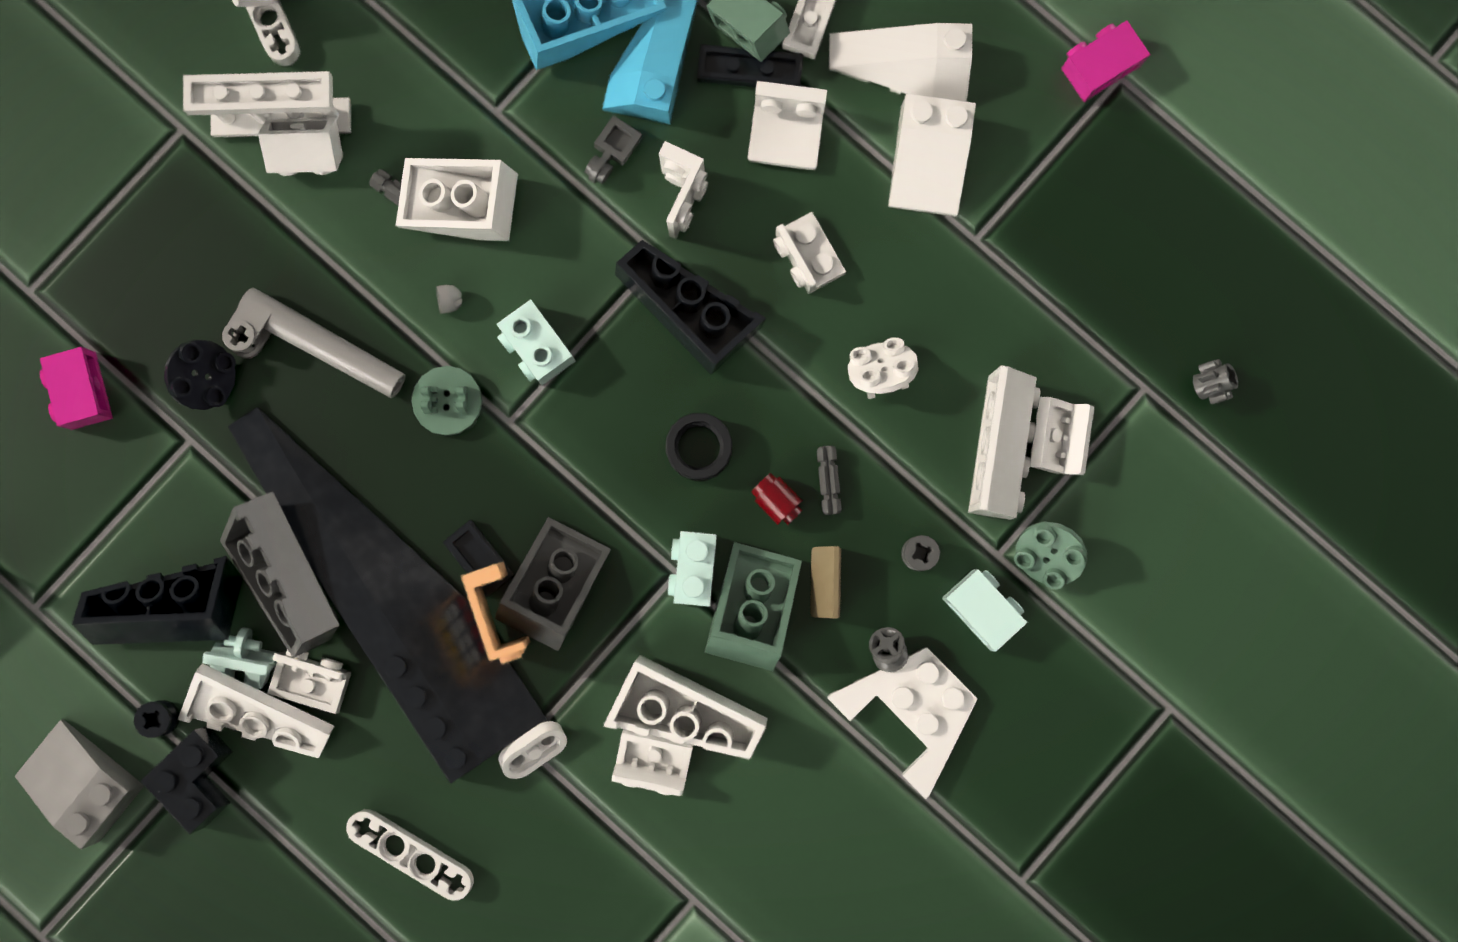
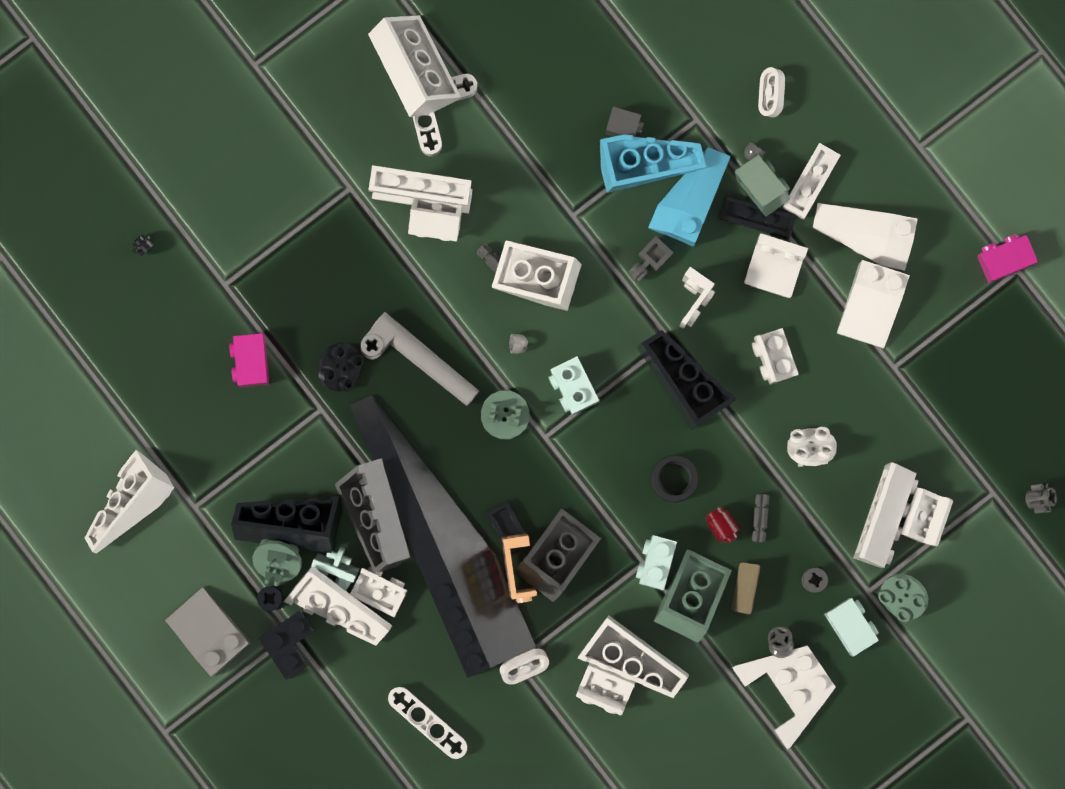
camera: 10 degrees right, 0 degrees up
(154, 664) = (277, 561): none -> sand green plate

